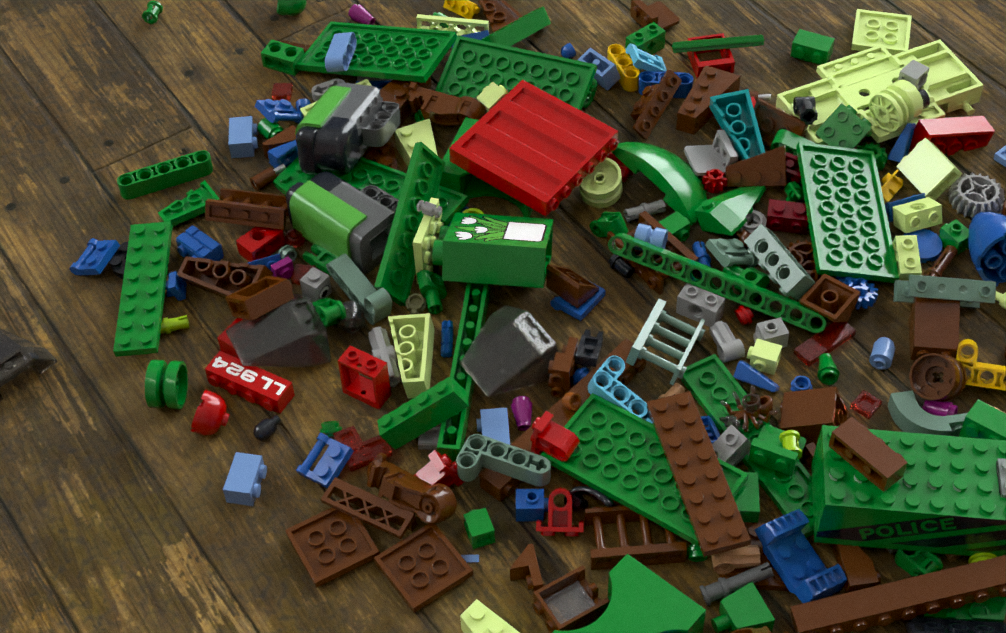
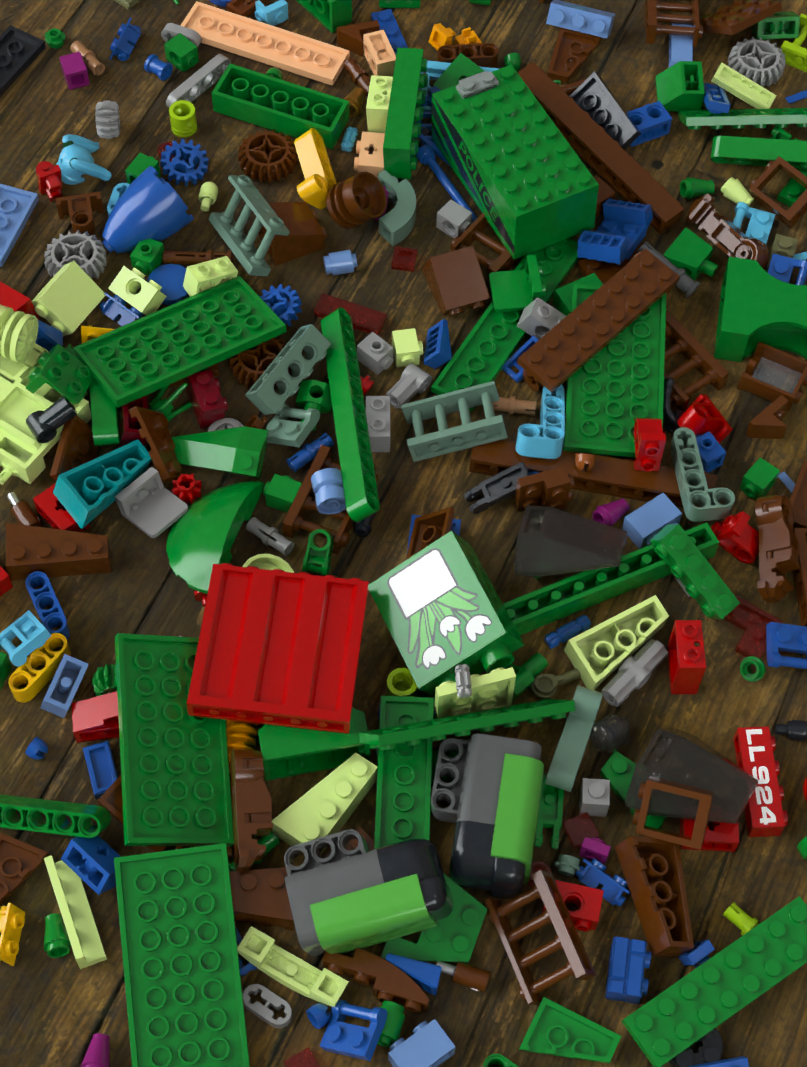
camera: 125 degrees left, 10 degrees up
(329, 310) = (636, 735): green piece -> none
(340, 52) = (217, 1000): medium blue beam -> none
(492, 95) = (214, 744): yellowish green brick -> none
(653, 103) = (96, 601): reddish brown bracket -> none
(751, 408) = (488, 319): animal -> none
(790, 441) = (512, 273): lime bush -> none
(801, 381) = (419, 306): blue plate -> none
(827, 370) = (386, 297): green cone -> none
(831, 299) = (313, 307): reddish brown slope -> none
(867, 454) = (535, 163): reddish brown brick -> none

